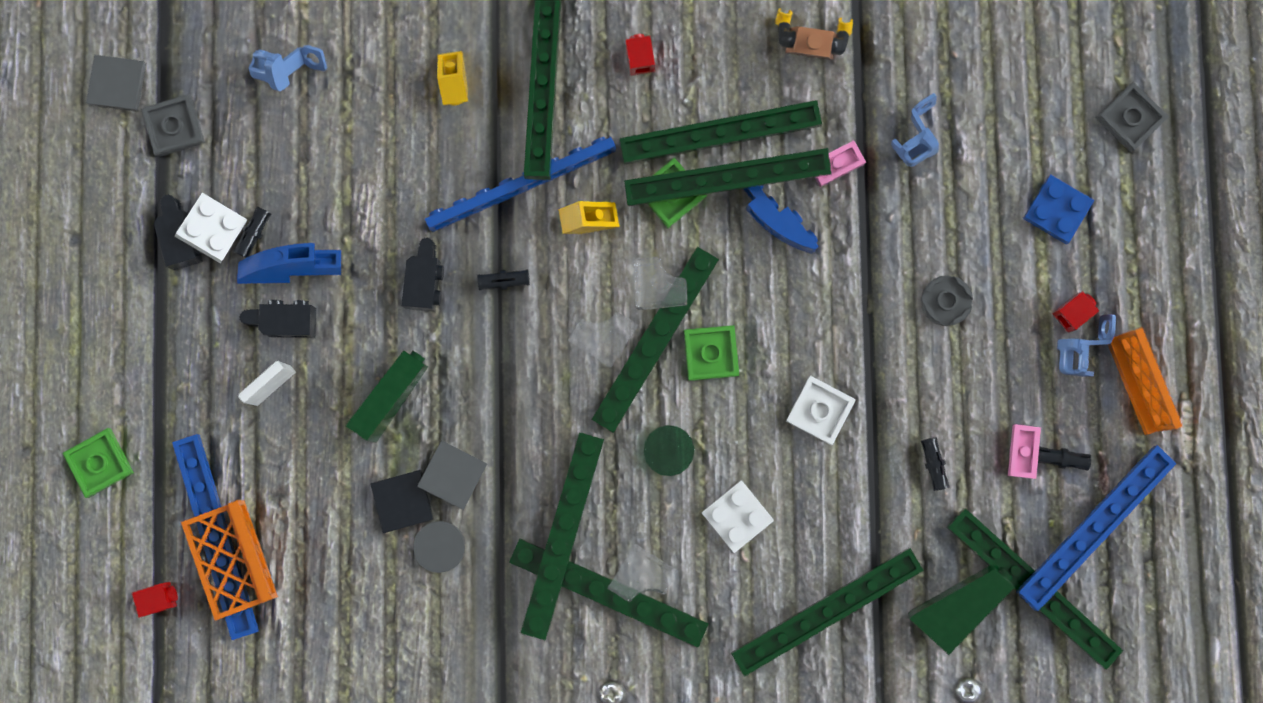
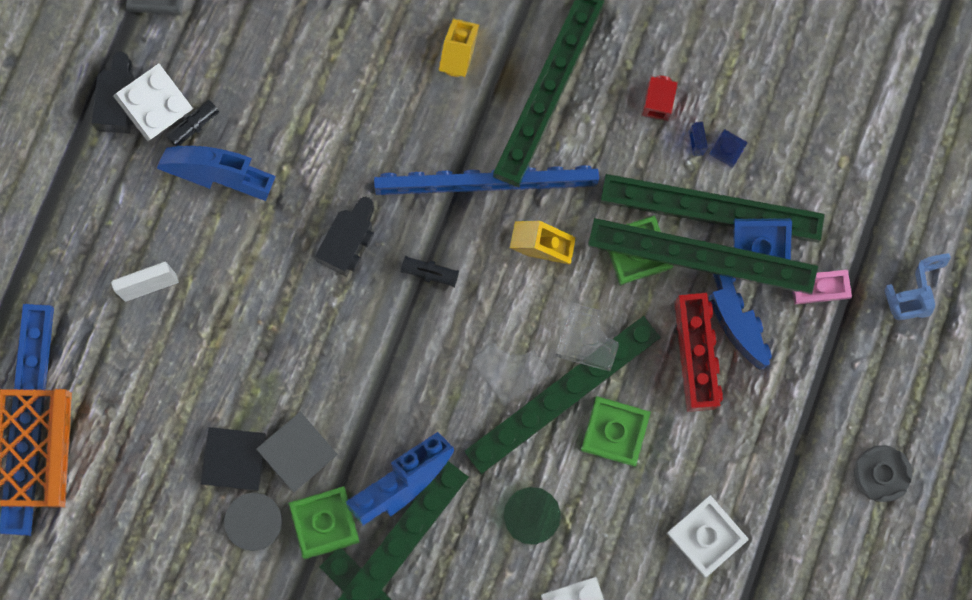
camera: 10 degrees right, 5 degrees down
(282, 320) = (187, 224): black hinge -> none
(387, 397) = (263, 344): dark green slope -> none
(498, 524) = (323, 523): none -> bright green tile
(553, 463) = (409, 477): none -> blue slope
(686, 77) = (698, 139): none -> clear blue tile
(714, 75) = (728, 148): none -> clear blue plate
(754, 260) = (697, 352): none -> red brick
(773, 140) = (764, 236): none -> blue plate
(812, 41) = (842, 152): torso -> none

